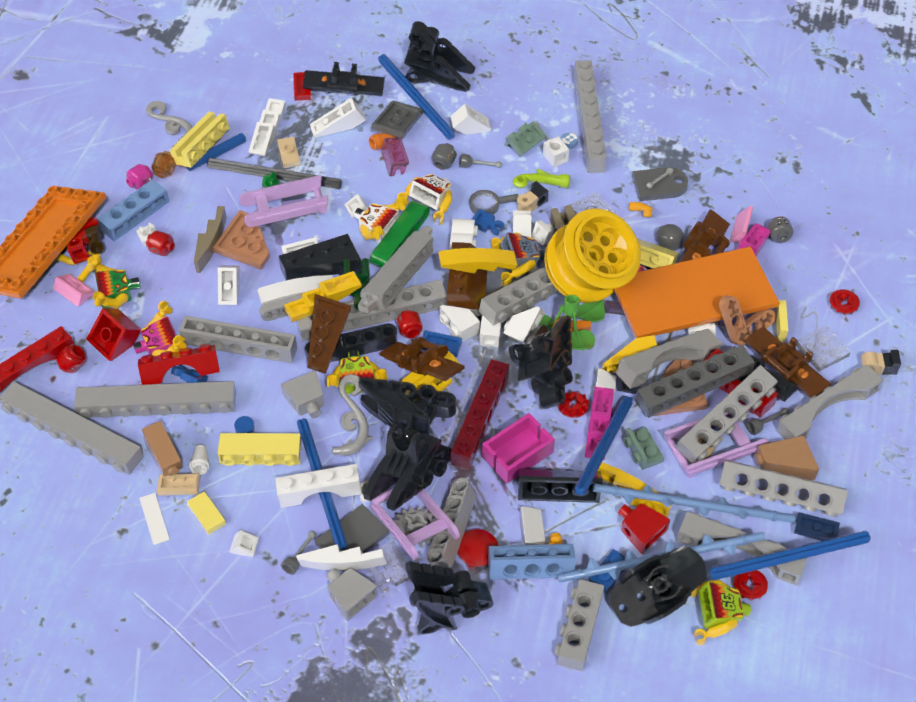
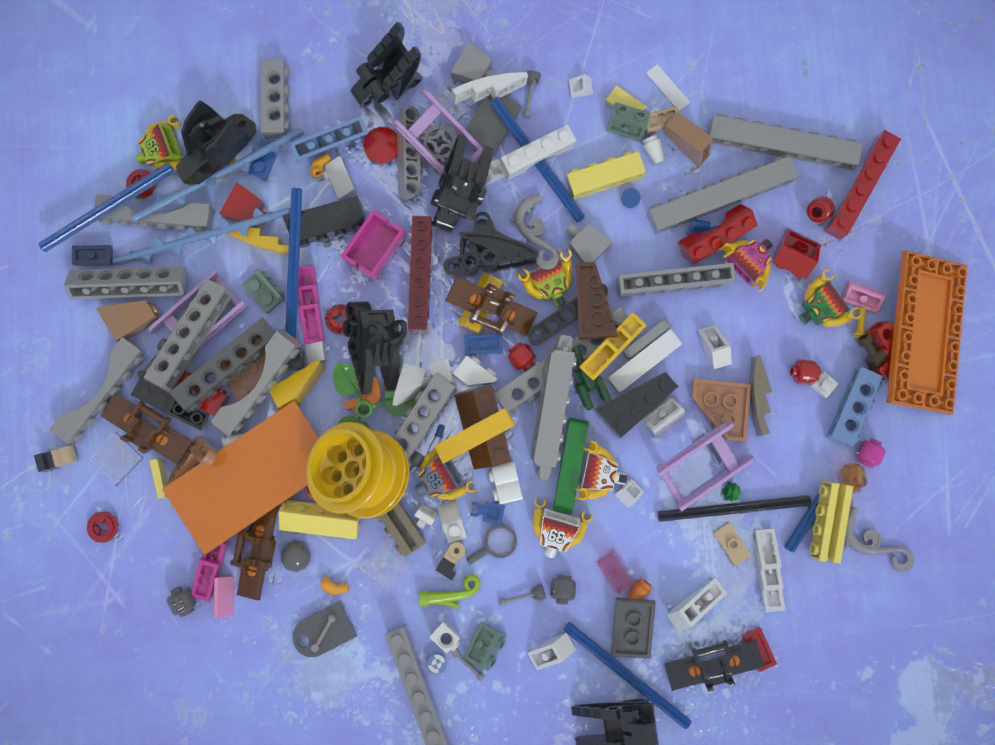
camera: 160 degrees right, 30 degrees up
(211, 489) = (628, 121): none -> sand green bracket

